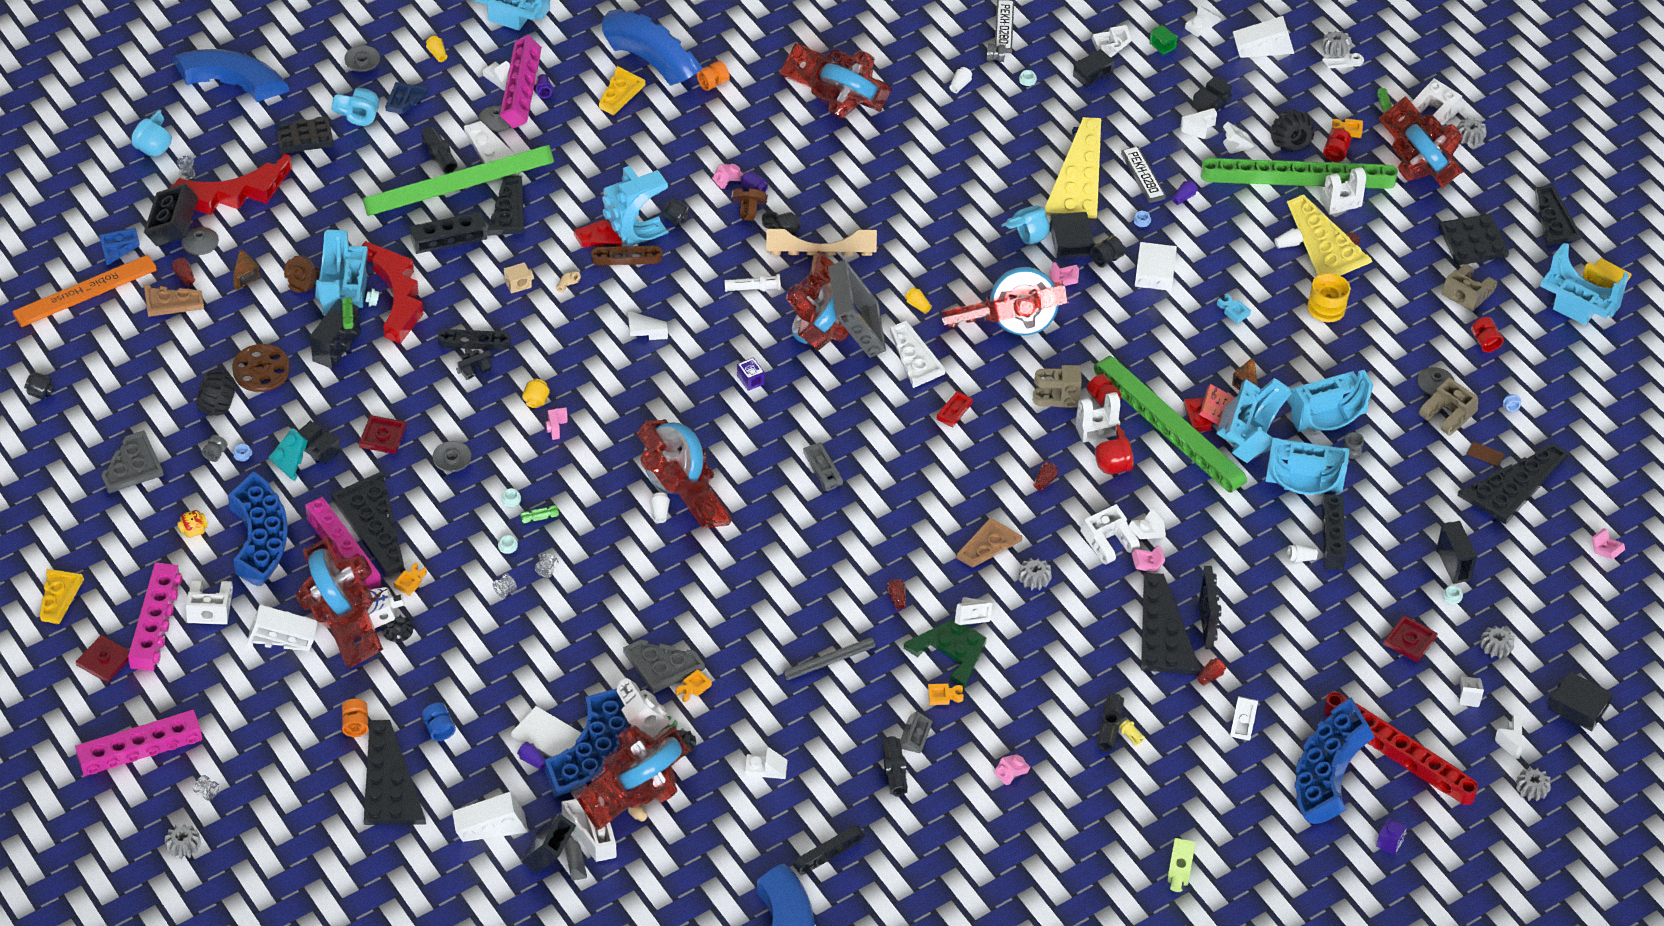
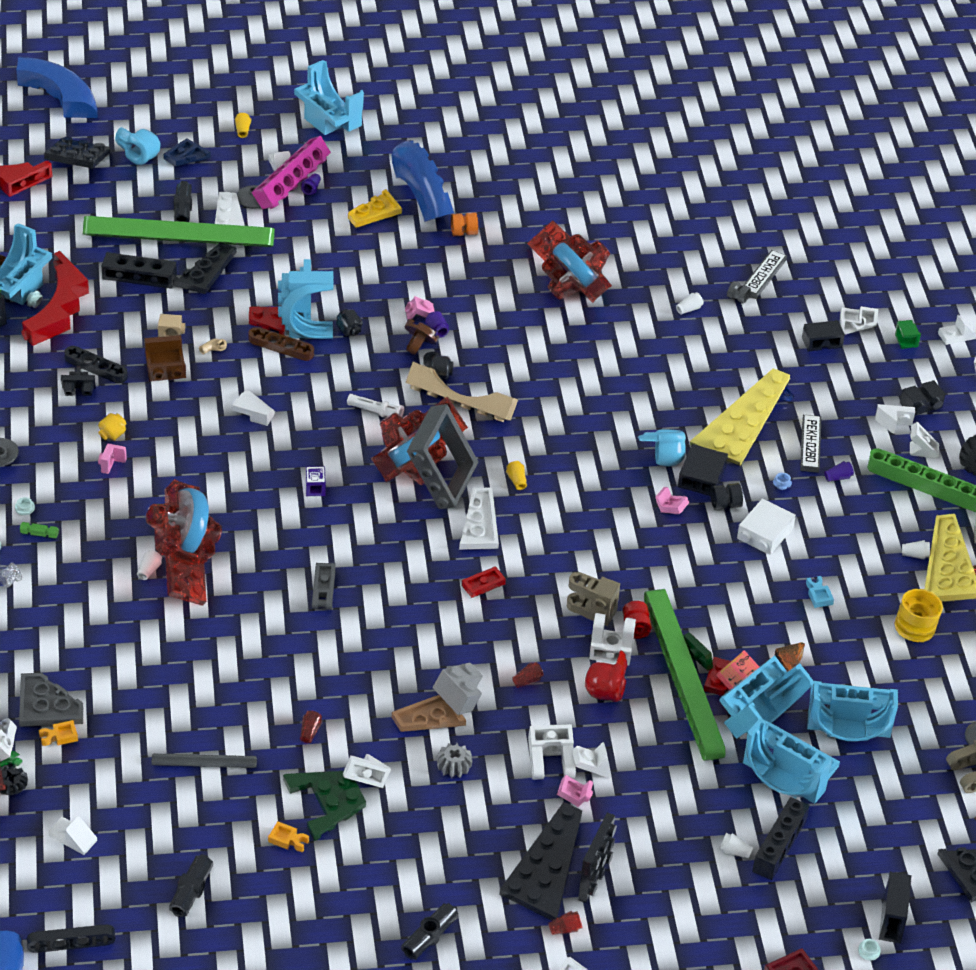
camera: 25 degrees right, 5 degrees down
(362, 58) = (173, 111): dark grey dish -> none
(534, 310) = (165, 358): none -> reddish brown panel
(915, 732) = (236, 863): dark grey slope -> none
(1002, 511) = (459, 687): none -> light grey brick
(1010, 767) = (303, 933): bright pink bracket -> none
(1013, 297) = (598, 500): piece -> none
(1027, 78) = (755, 323): light aqua plate -> none
(1131, 732) = (444, 944): light yellow pin -> none
(1174, 400) = (699, 651): none -> dark green plate
(1354, 442) = (856, 763): dark grey wheel -> none

